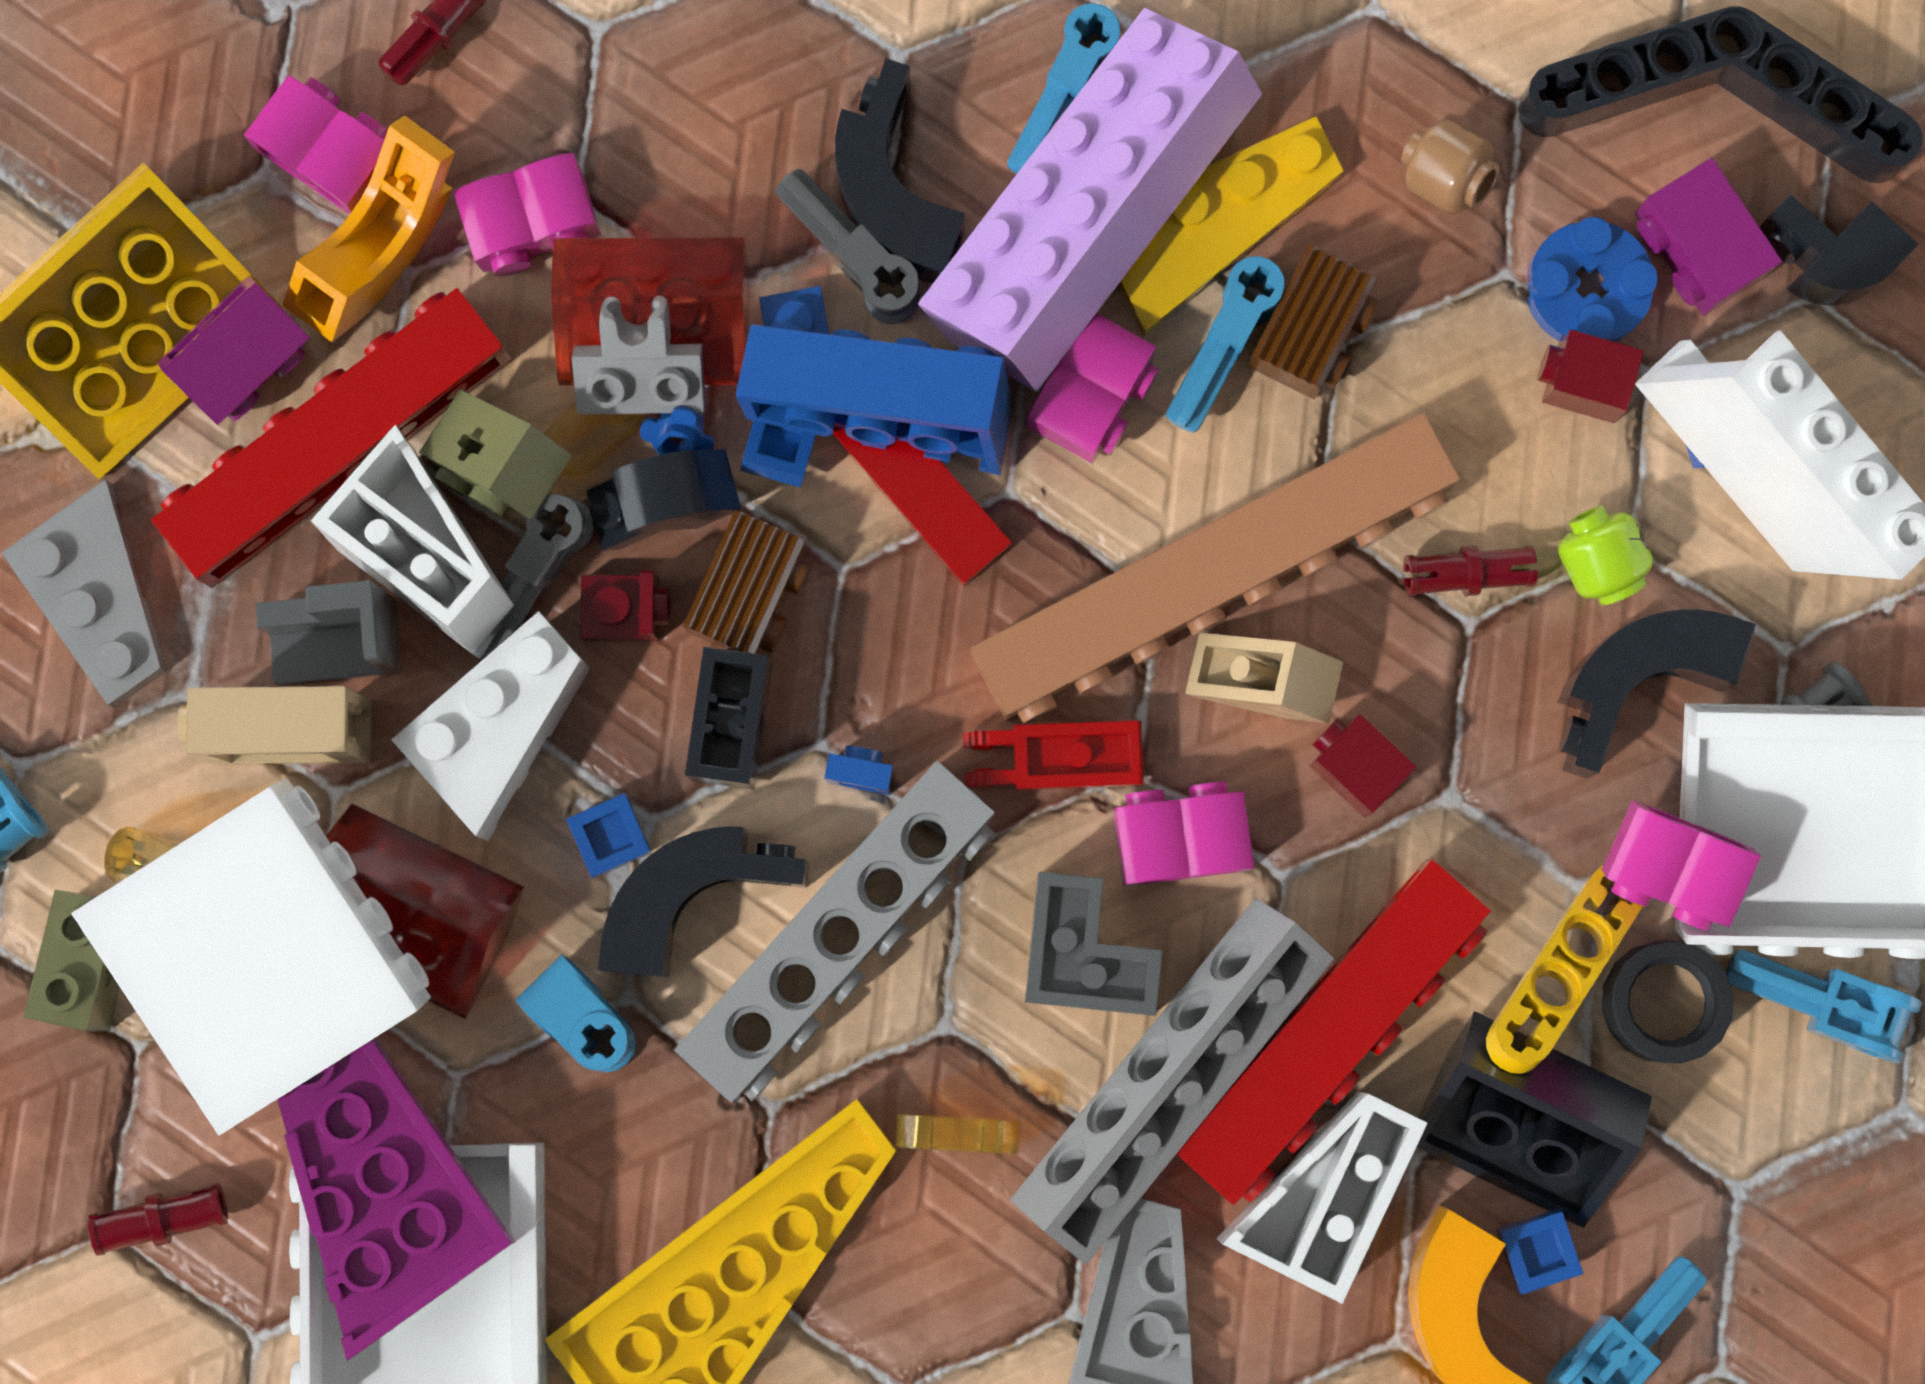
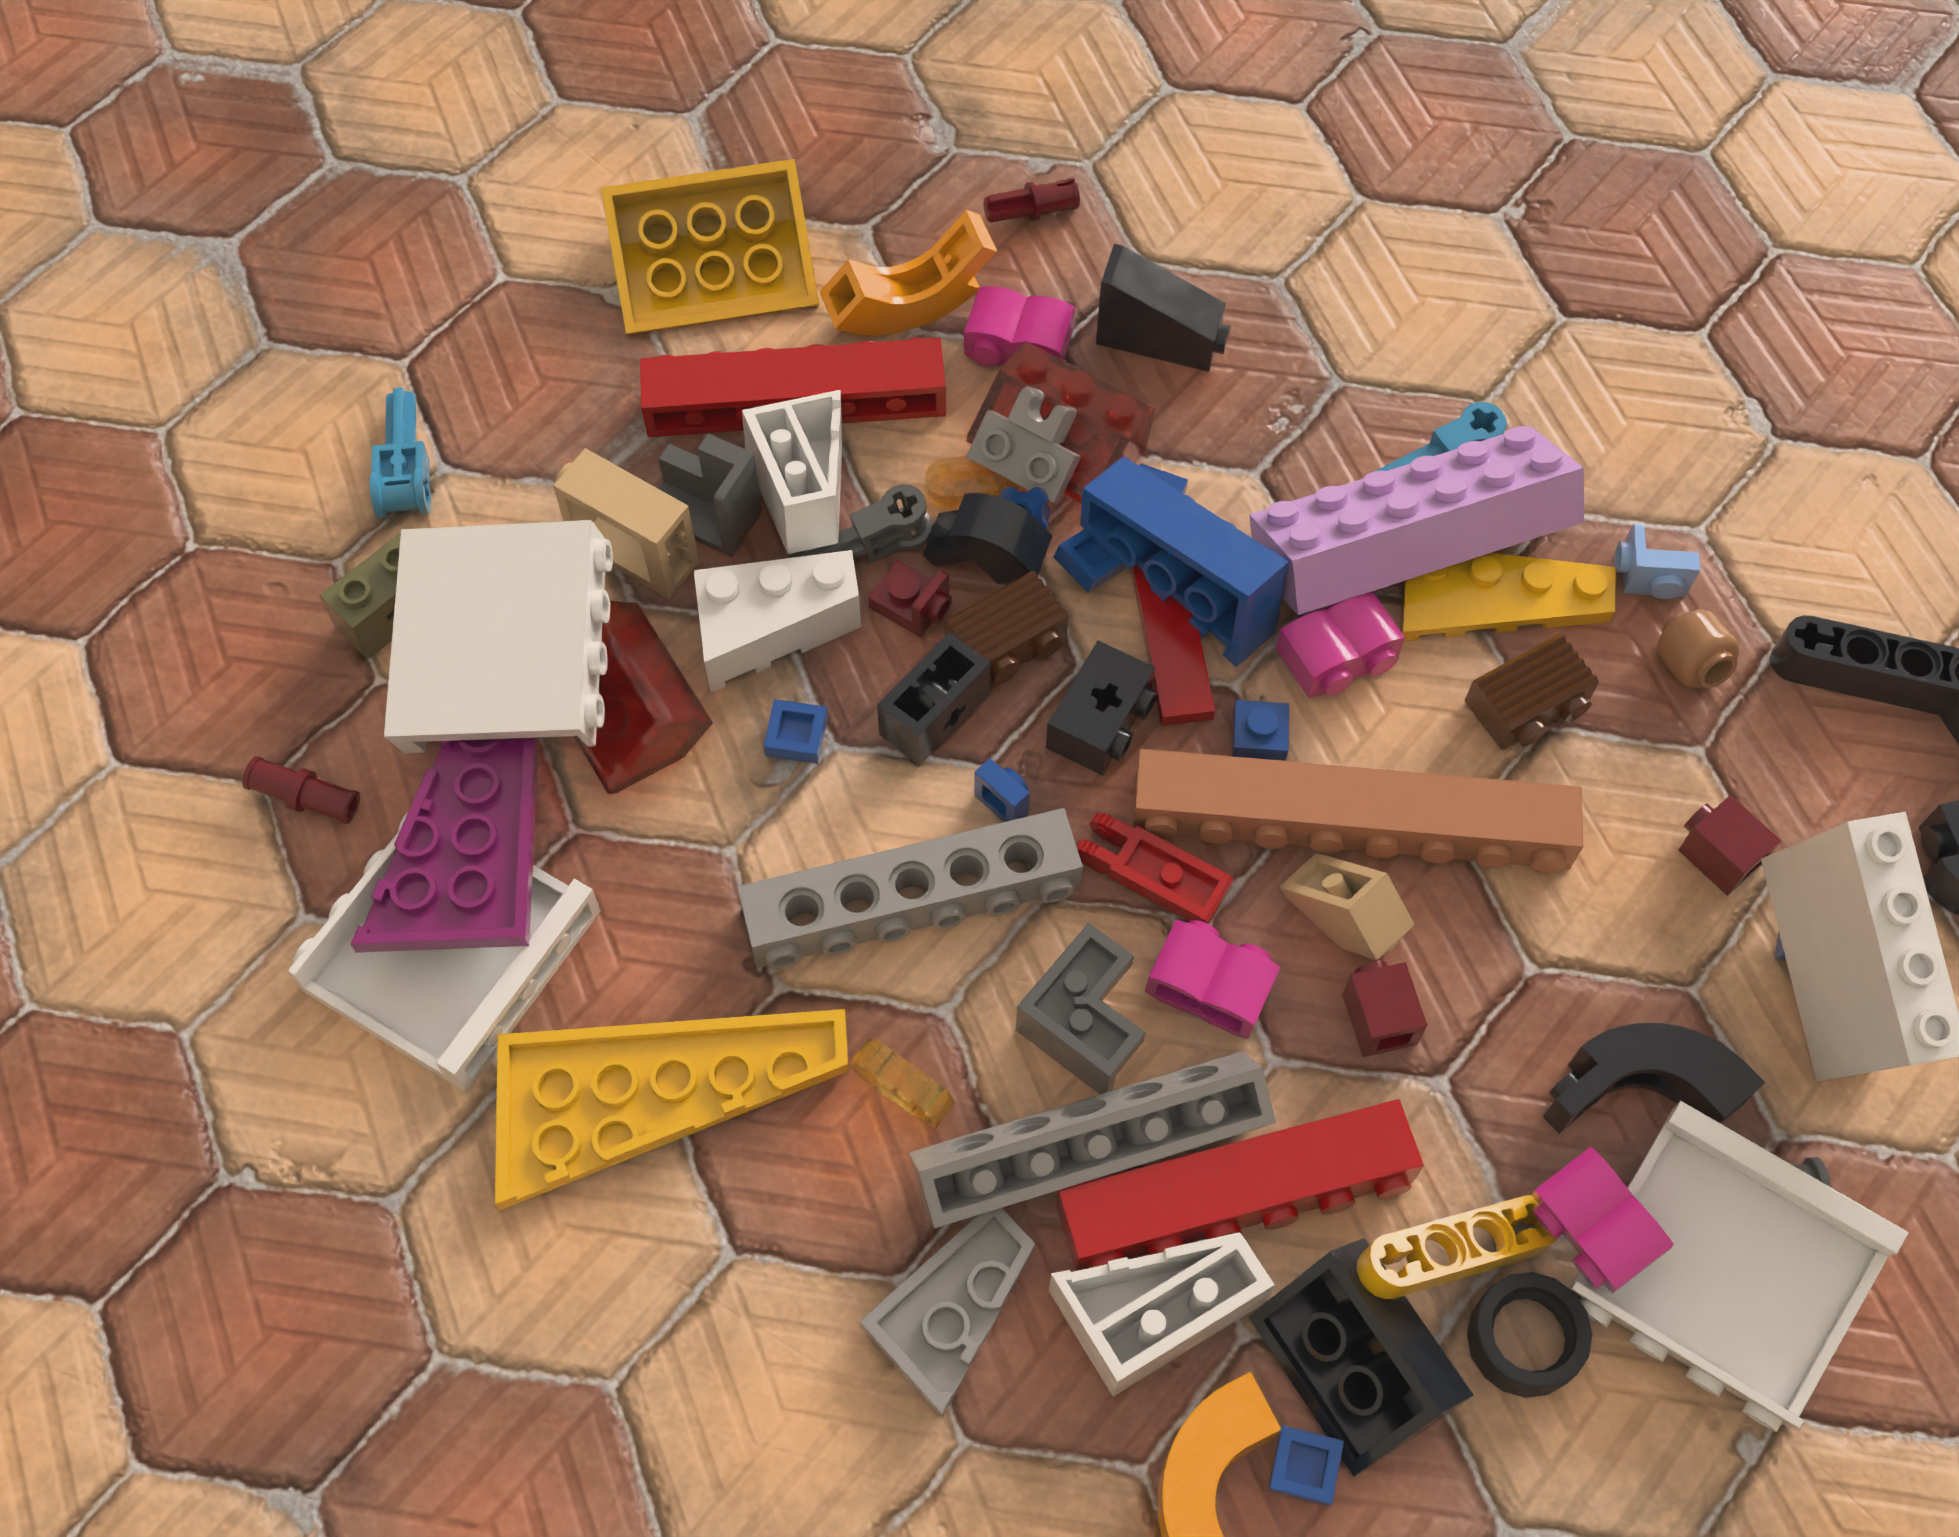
camera: 30 degrees right, 20 degrees down
(89, 592) = (568, 391): light grey wing -> none
(235, 352) = (769, 301): magenta brick -> none
(317, 141) = (908, 214): dark pink brick -> none
(494, 455) = (892, 445): olive brick -> none
(571, 1009) = (687, 833): dark azure piece -> none
(653, 897) = (817, 784): black arch -> none
(670, 102) = (1158, 313): none -> black slope
(854, 249) = (1229, 480): dark grey connector -> none
(871, 192) = (1264, 459): black arch -> none
(880, 582) = (1080, 723): none -> black brick
(1067, 532) = (1260, 730): none -> blue plate
(1226, 340) = (1496, 644): dark azure connector -> none
(1367, 98) = (1654, 571): none -> light blue bracket
(1470, 570) = (1553, 925): dark red pin -> none
(1590, 247) = (1779, 764): blue plate -> none
(1605, 555) = (1668, 972): lime head -> none
(1706, 237) = (1874, 781): magenta brick -> none
(1840, 1006) = (1677, 1433): dark azure connector -> none

